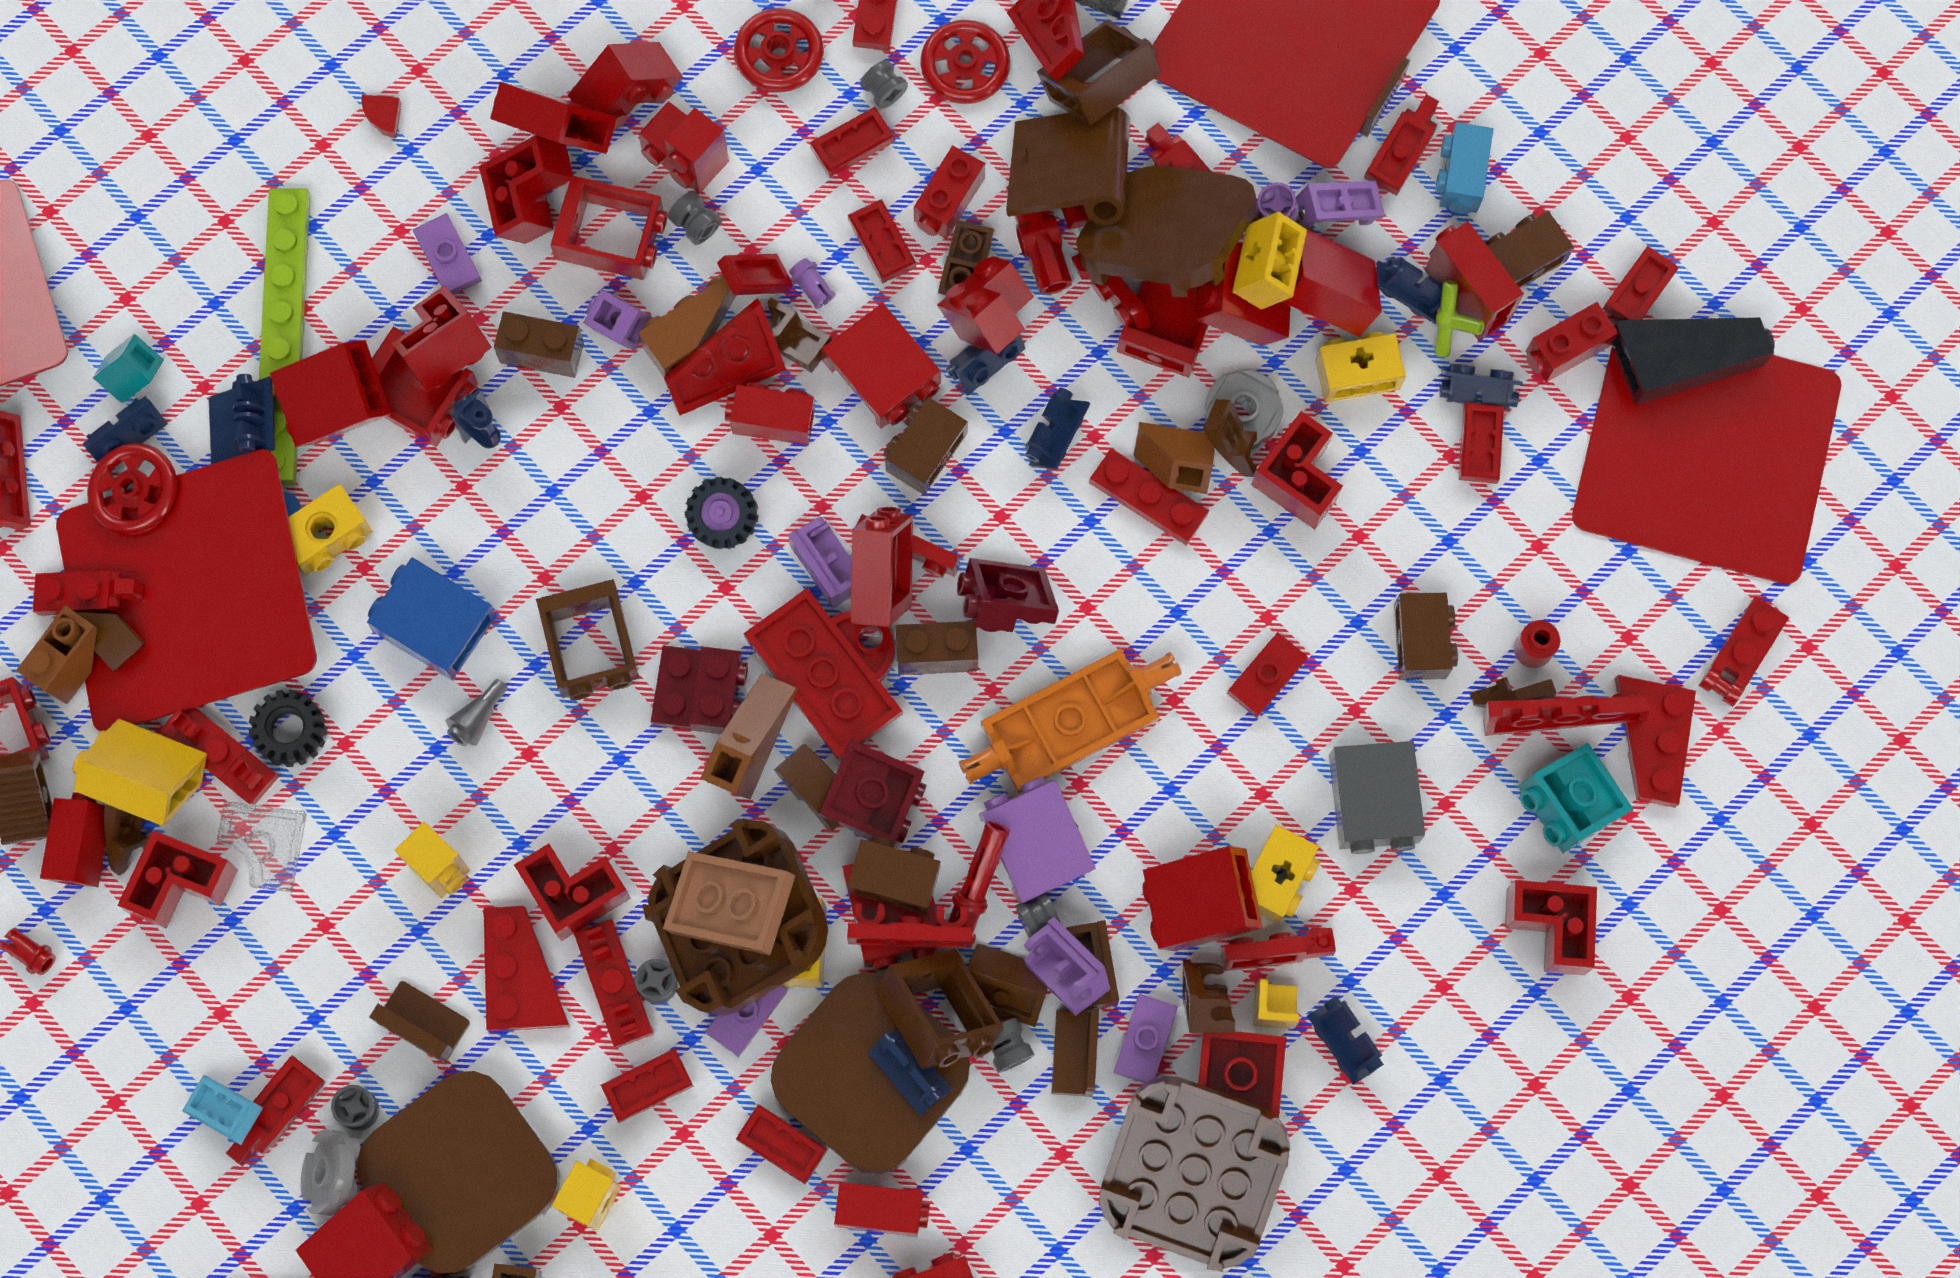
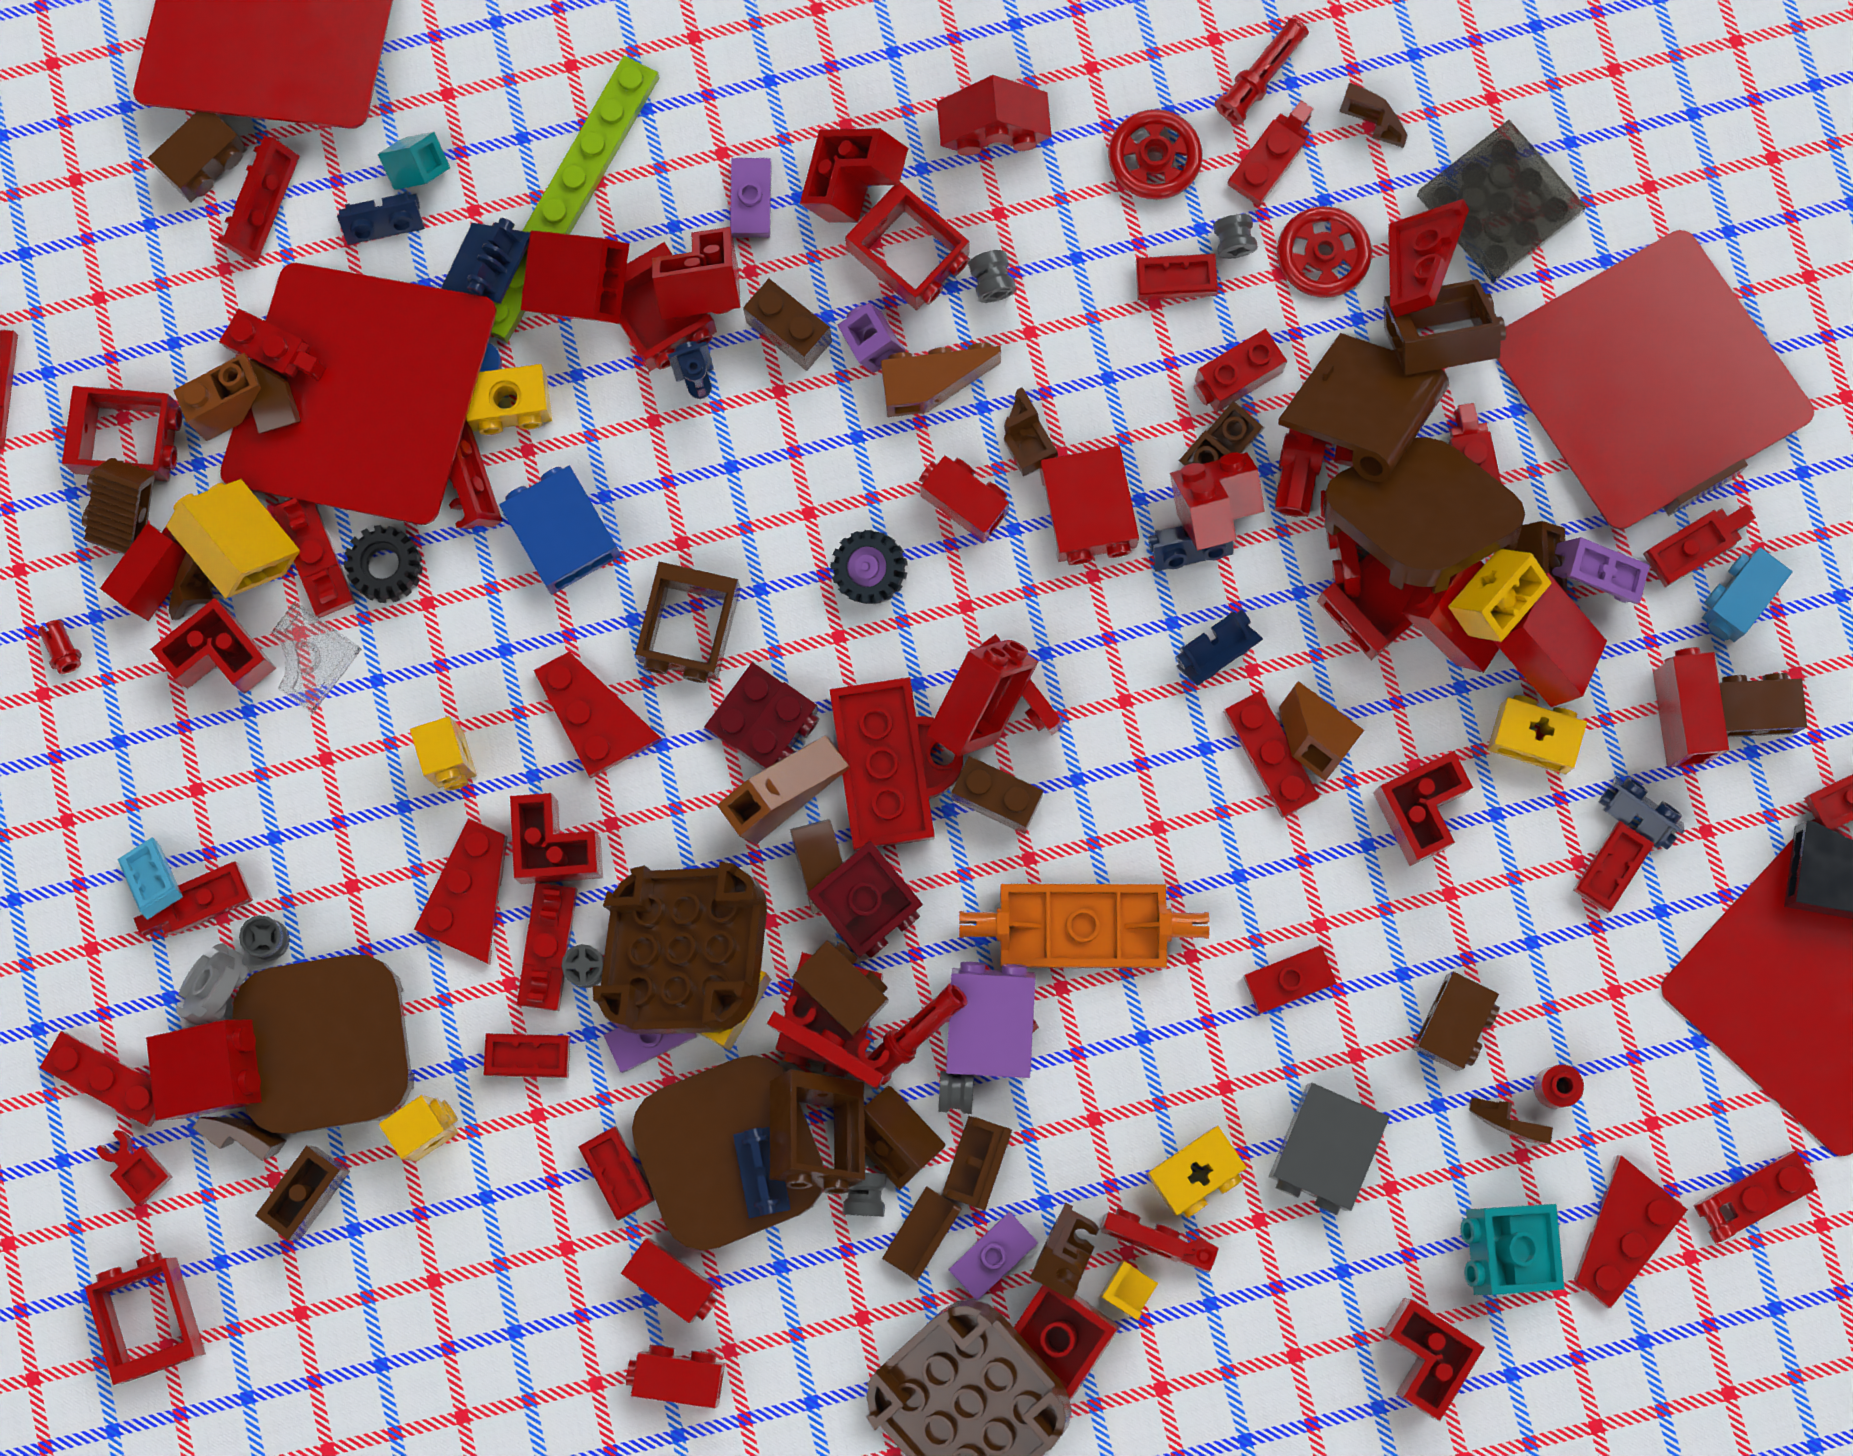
camera: 35 degrees right, 5 degrees up
(148, 513) = (338, 254): red plate -> none
(335, 622) = (472, 485): none -> red plate
(382, 113) = (762, 34): red tile -> none
(421, 1021) = (361, 891): reddish brown panel -> none
(470, 721) = (547, 641): flat silver cone -> none
(546, 764) = (593, 717): none -> red wing
(553, 118) = (908, 119): red brick -> none
(685, 145) = (1019, 204): red brick -> none
(729, 902) = (678, 935): nougat plate -> none
(734, 356) = (954, 426): red wing -> none
(755, 274) = (1017, 358): red tile -> none
(811, 282) = (1067, 392): medium lavender pin -> none
(824, 560) = (940, 656): medium lavender hinge -> none
(881, 241) = (1153, 385): red plate -> none
(925, 445) = (1089, 599): reddish brown brick -> none
(1005, 592) = (1085, 779): dark red plate -> none
(1066, 967) = (952, 1154): medium lavender hinge -> none
(1201, 898) = (1111, 1158): red brick -> none
(1228, 437) = (1373, 740): reddish brown slope -> none
(1258, 391) = (1409, 695): light grey plate -> none
(1276, 198) = (1540, 536): medium lavender wheel -> none
(1354, 1056) = (1171, 1339): dark blue hinge -> none
(1399, 281) = (1619, 676): dark blue hinge -> none
(1449, 320) = (1646, 735): lime piece -> none
(1553, 714) = (1562, 1172): red wing -> none
(1570, 342) = (1753, 815): red brick -> none

